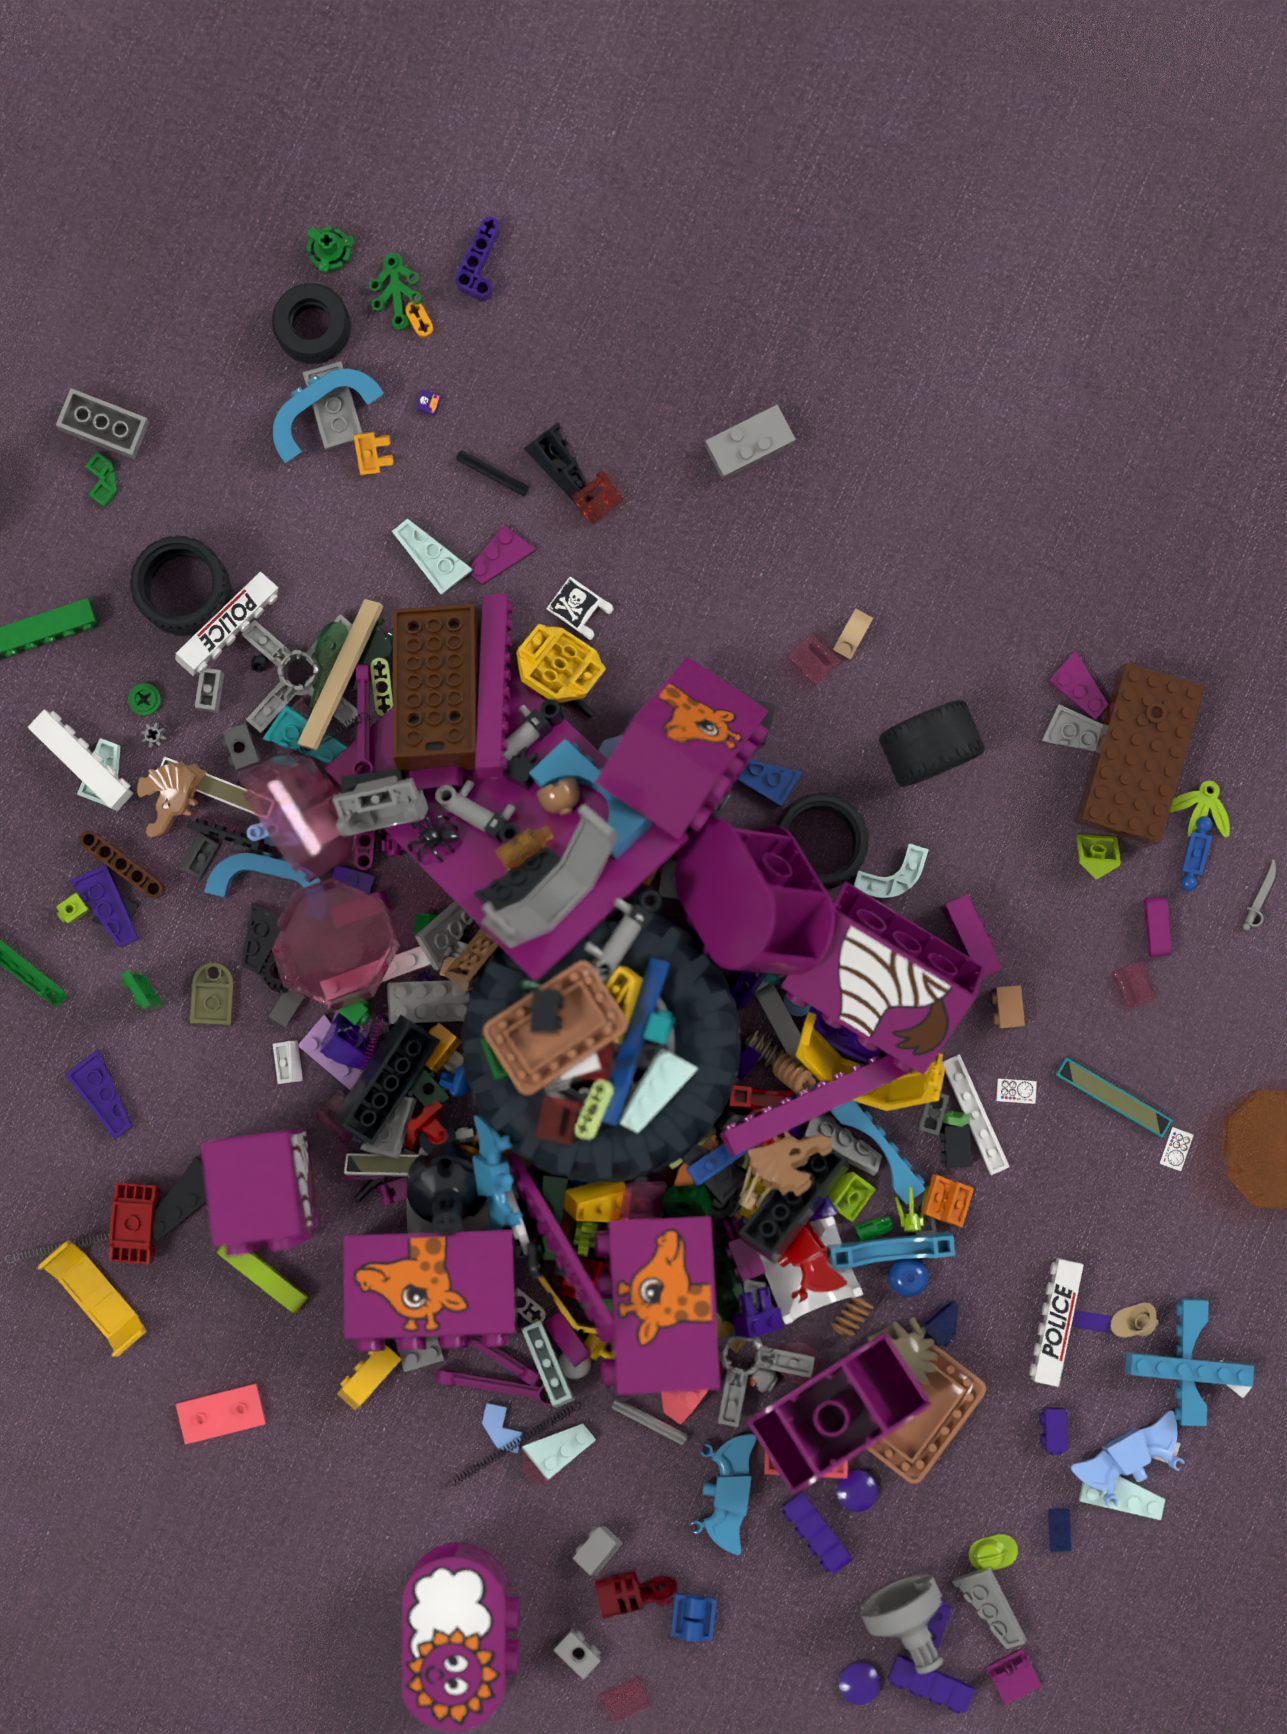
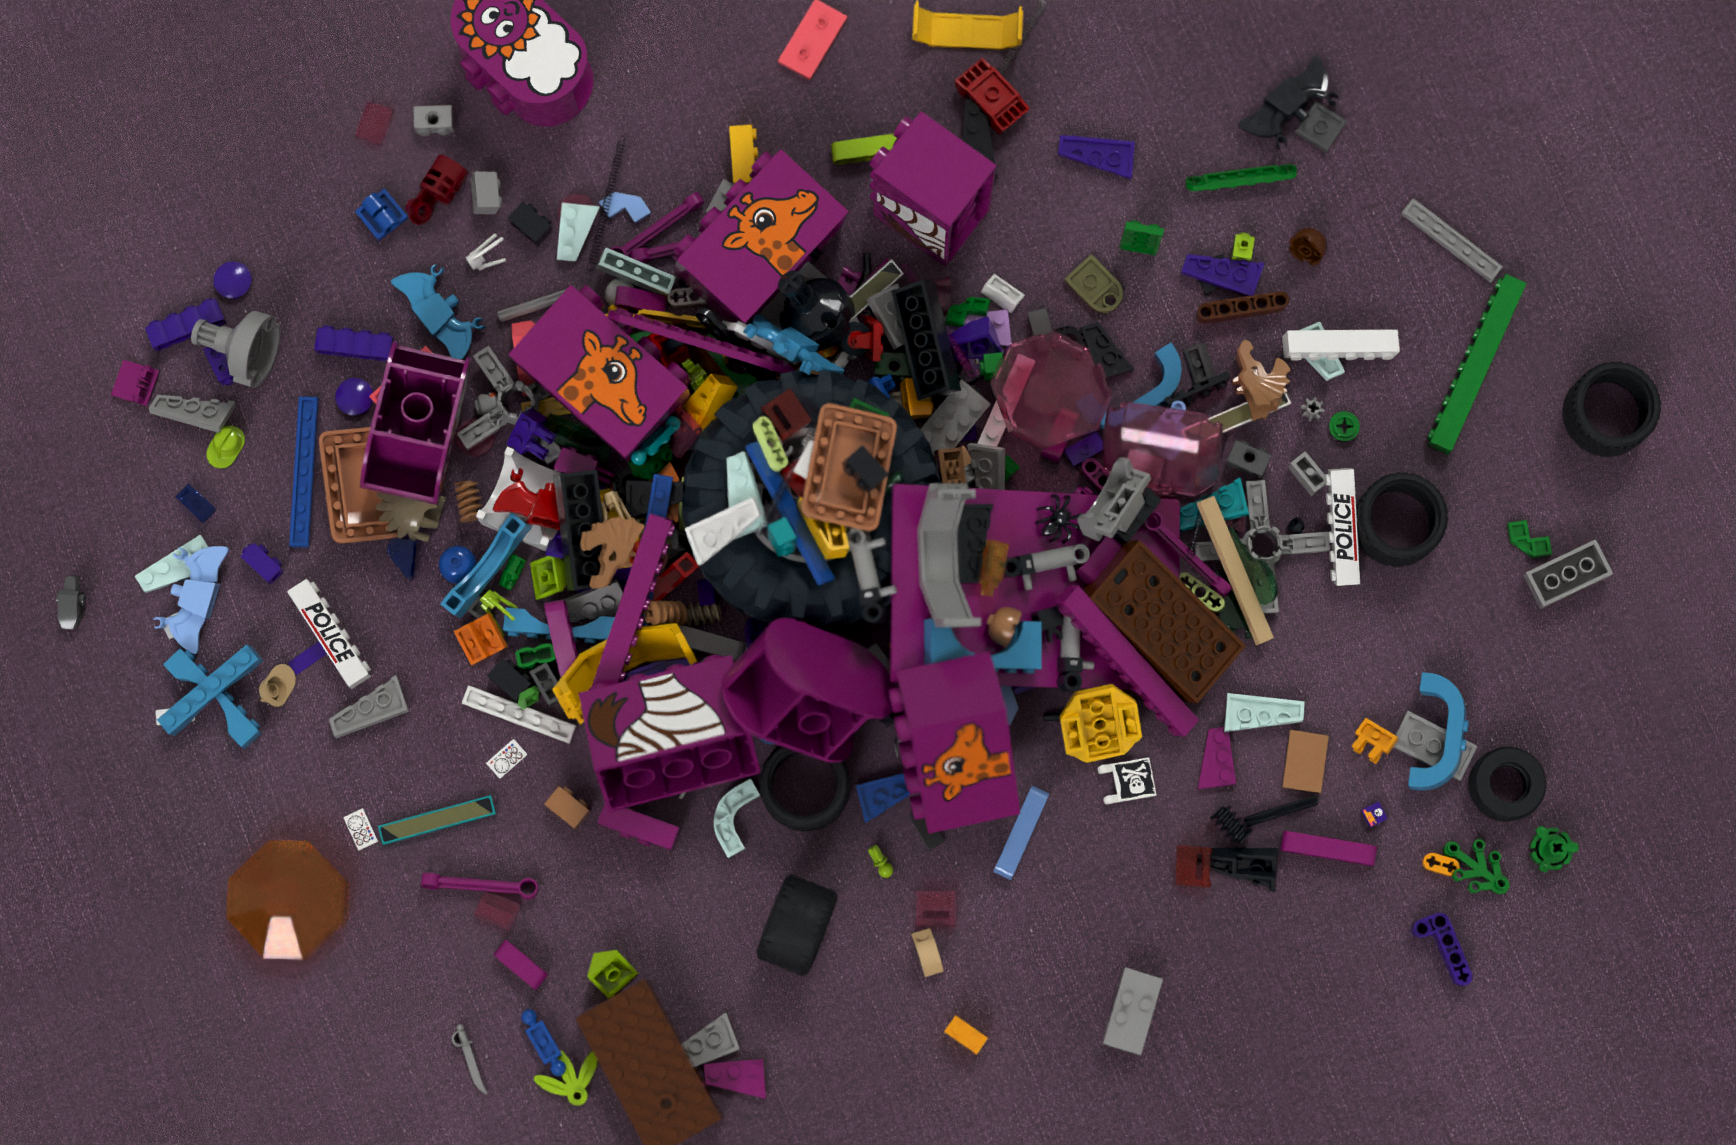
camera: 135 degrees right, 5 degrees down
(21, 859) = (1308, 245): none -> reddish brown cylinder
(321, 1075) = (973, 306): none -> green tile
(437, 489) = (1305, 761): none -> medium nougat tile
(487, 411) = (1328, 848): none -> magenta beam
(538, 497) = (1231, 824): none -> black piece
(587, 1489) = (530, 223): none -> black brick
(655, 1504) = (476, 257): none -> white plant
(670, 1210) = (652, 444): none -> teal plate
(696, 648) = (1021, 832): none -> medium blue beam
(700, 1082) = (720, 529): none -> white wing
(819, 734) = (885, 869): none -> lime axle
(886, 547) = (965, 1034): none -> light orange brick
(887, 1137) = (561, 634): none -> magenta beam
(924, 1146) = (530, 658): none -> green brick
(952, 1470) = (304, 472): none -> blue tile
(1076, 1229) = (374, 708): none -> light grey wing
(1132, 1018) = (435, 881): none -> magenta piece
(1230, 1547) = (70, 603): none -> dark grey hinge

